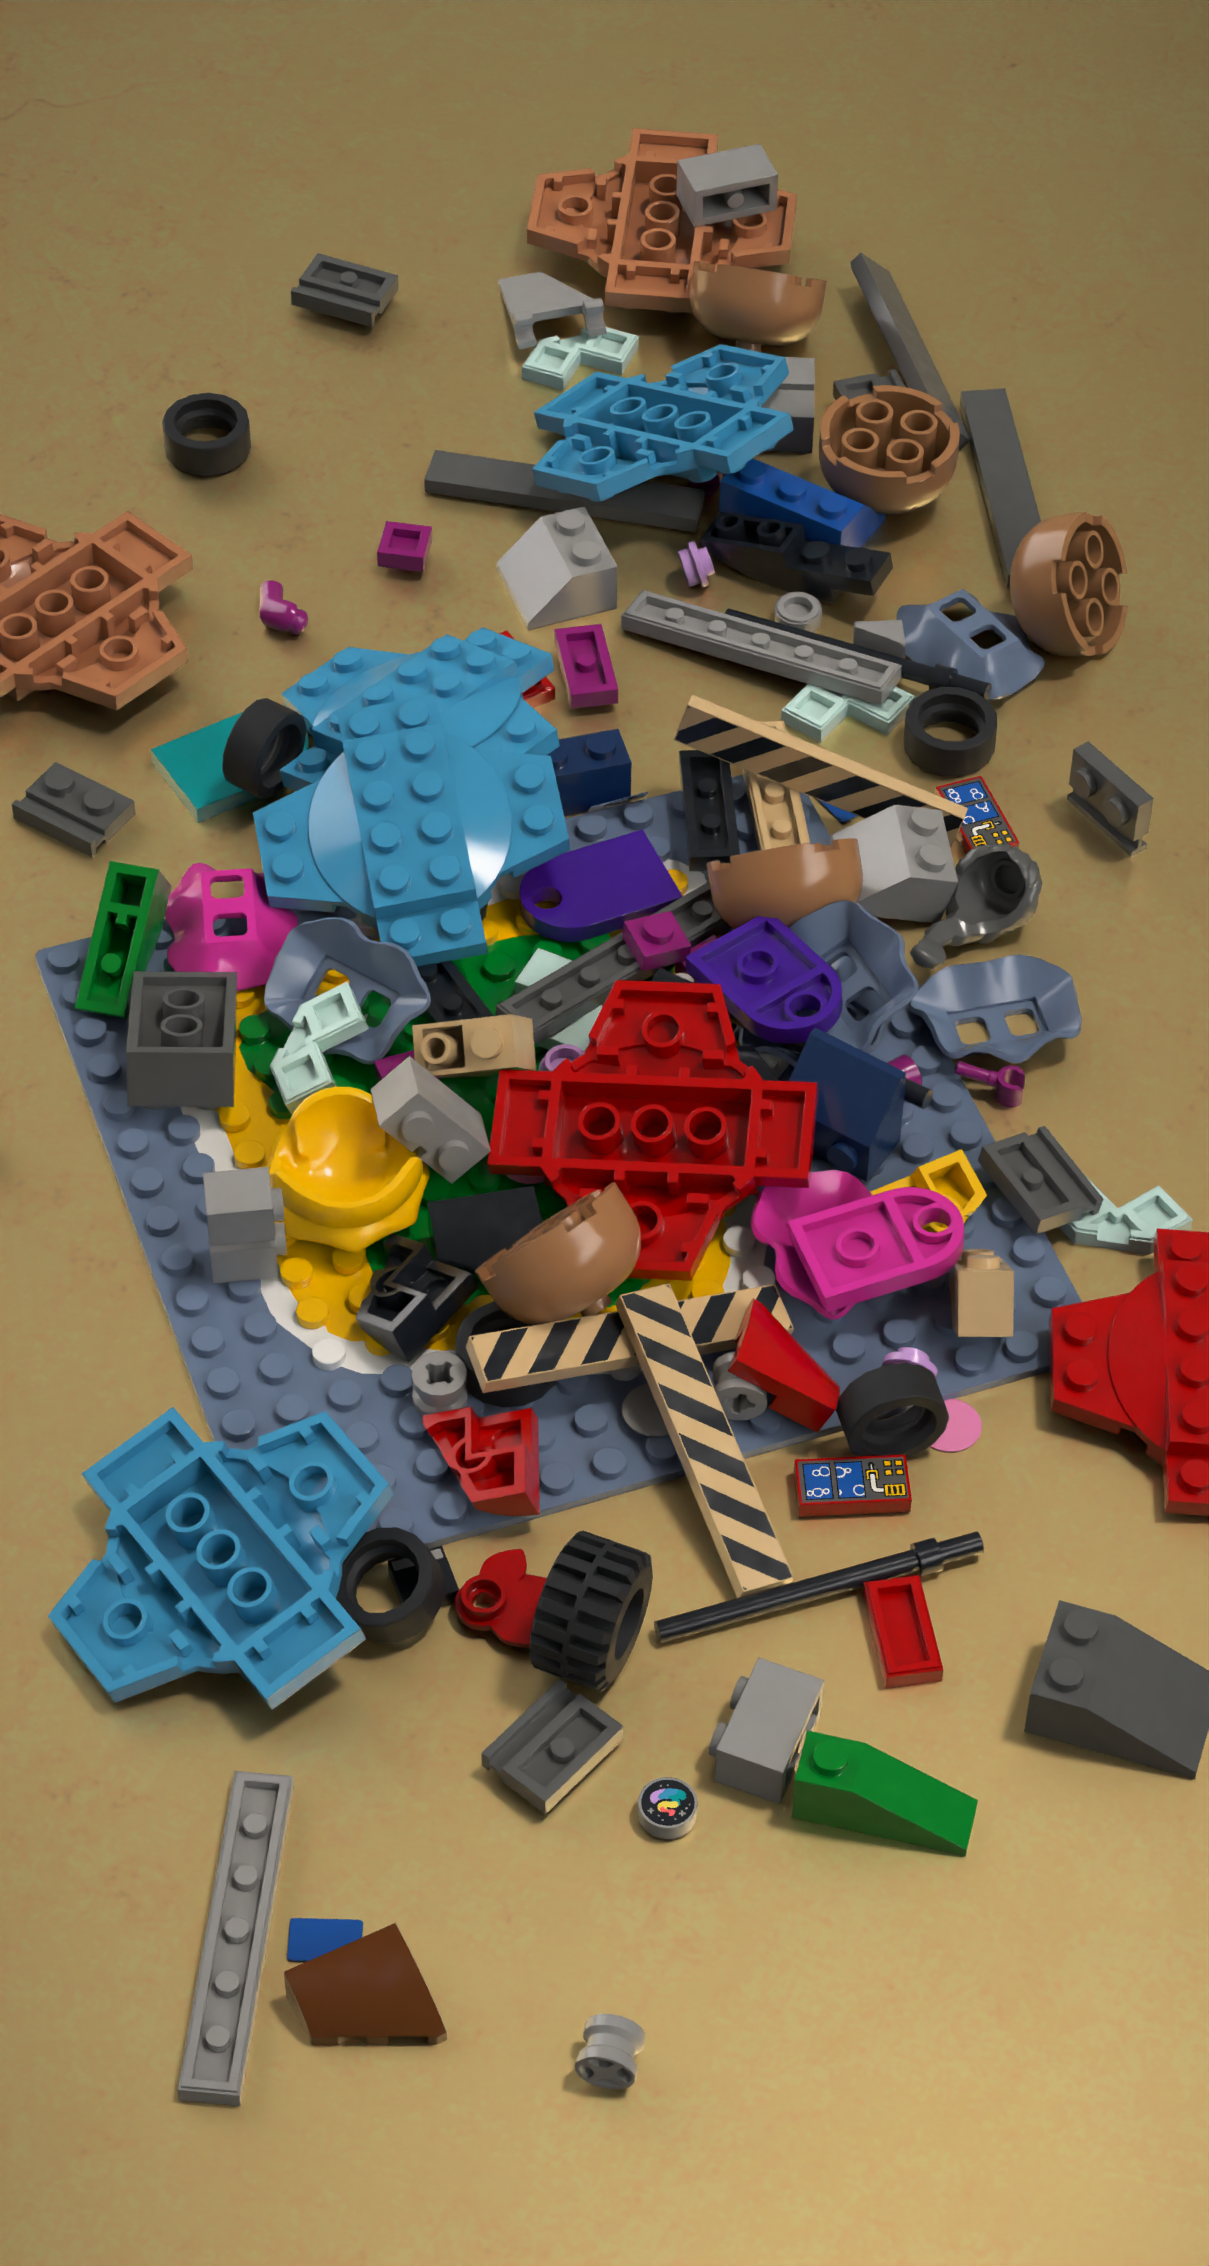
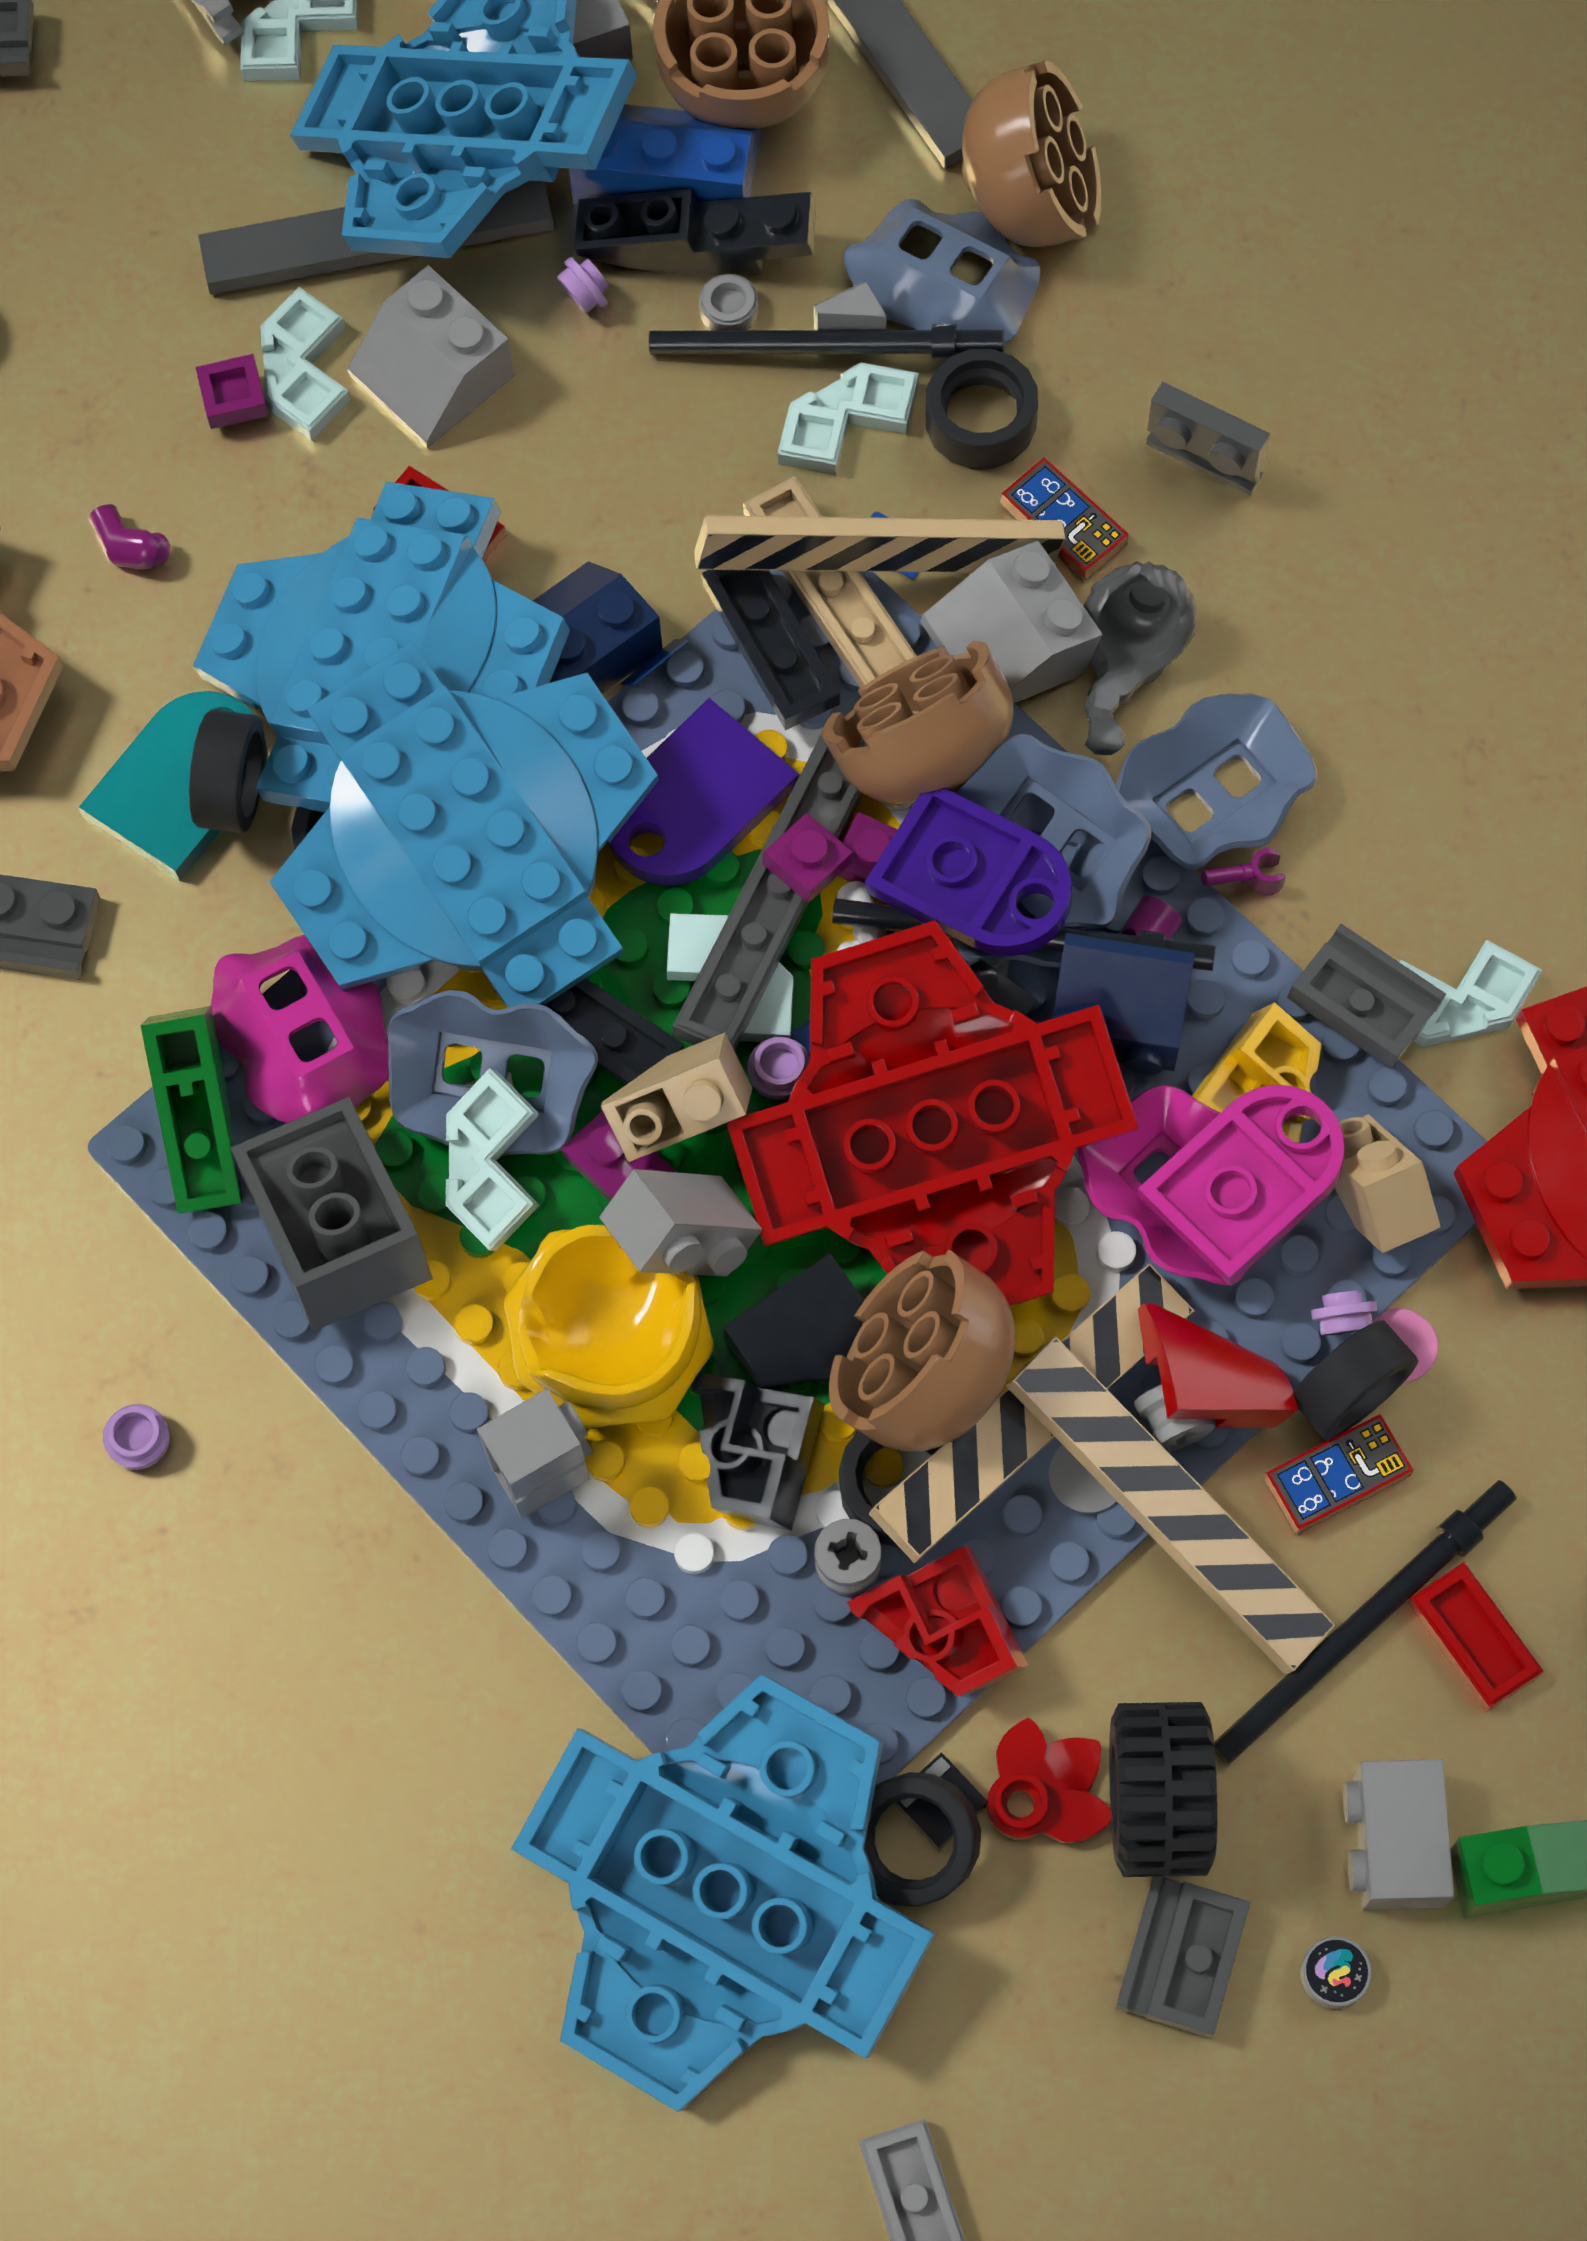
camera: 20 degrees left, 20 degrees up
(454, 559) = (292, 384): none -> light aqua tile
(586, 666) = (526, 481): magenta plate -> none
(762, 647) = (713, 374): light grey tile -> none

